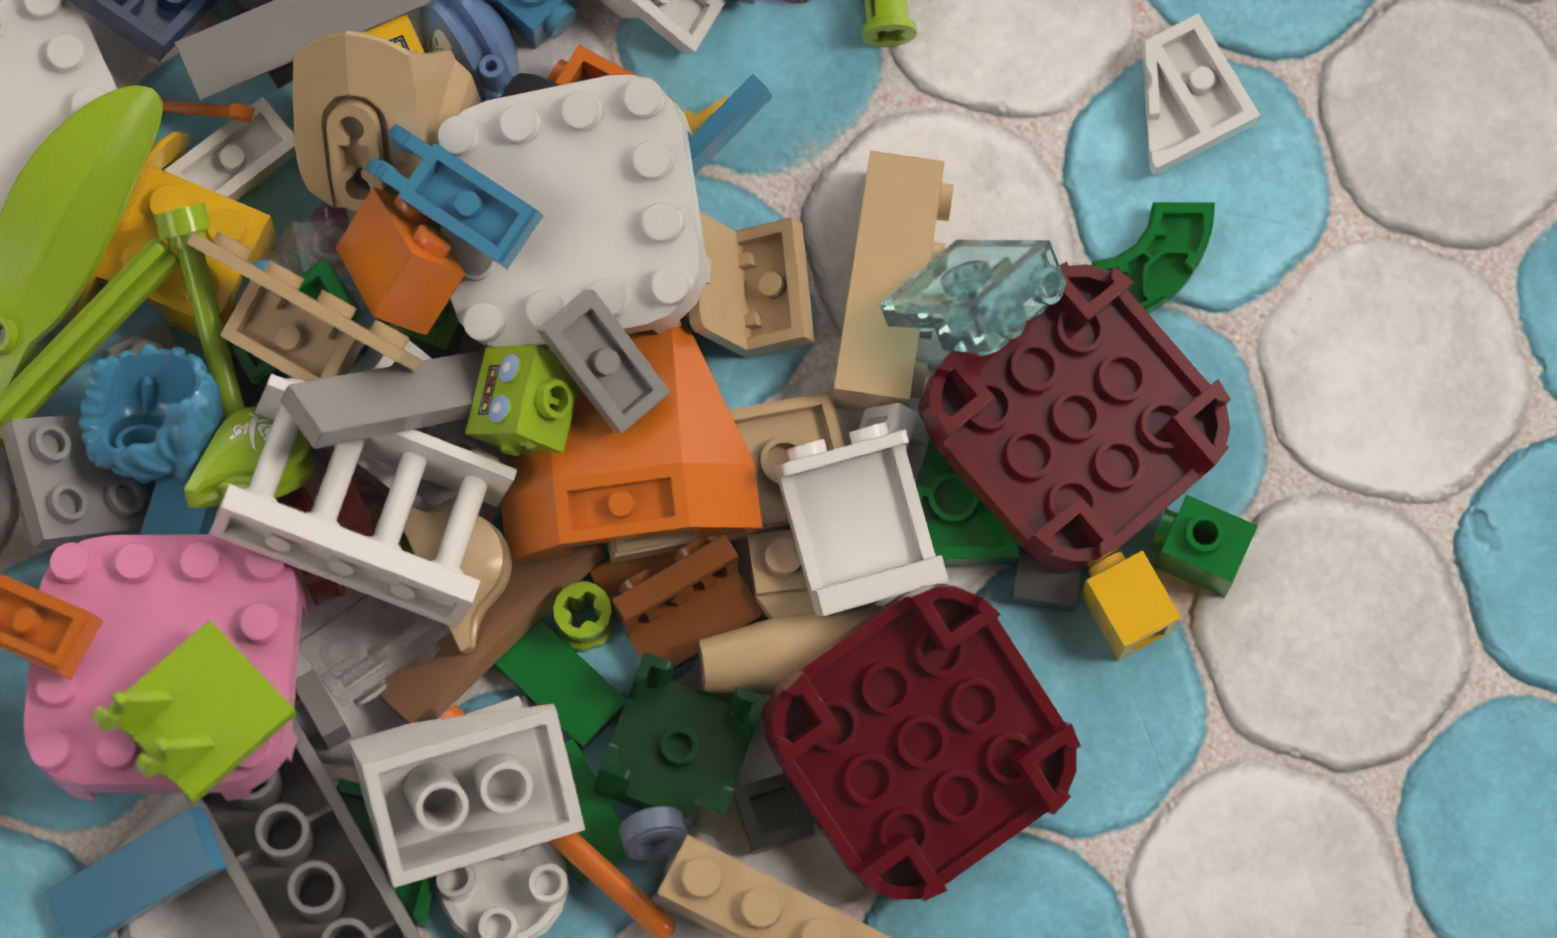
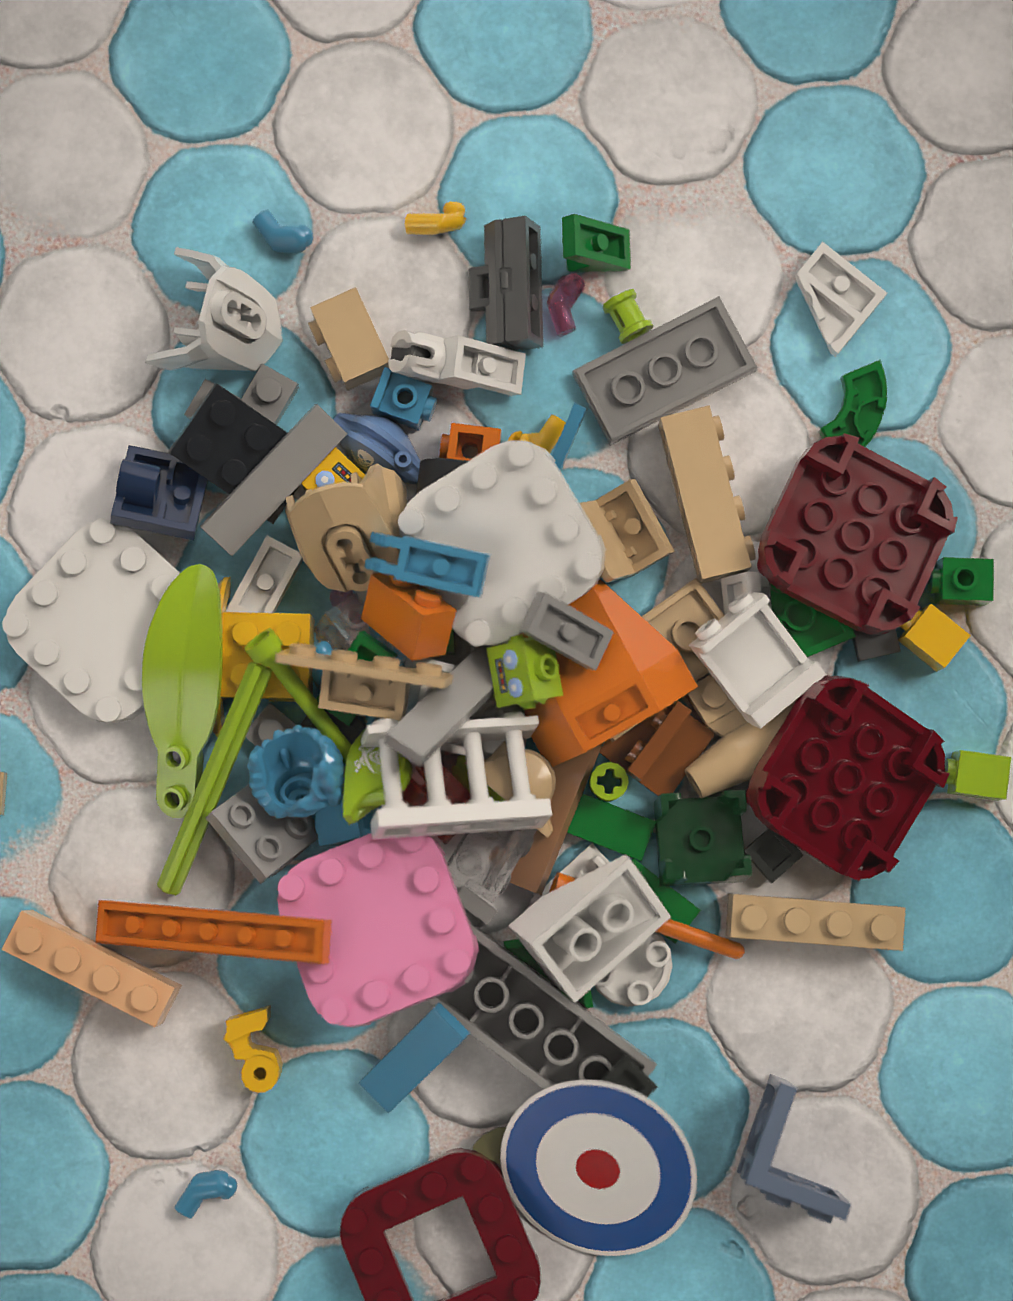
camera: 20 degrees left, 10 degrees up
(198, 713) = (418, 955): lime plate -> none
(234, 111) = (233, 559): orange hinge -> none
(653, 833) = (709, 899): sand blue tile -> none
(909, 100) = (664, 370): none -> light grey tile
(978, 293) = (770, 486): clear light blue plate -> none
(1112, 821) = (978, 775): none -> lime brick

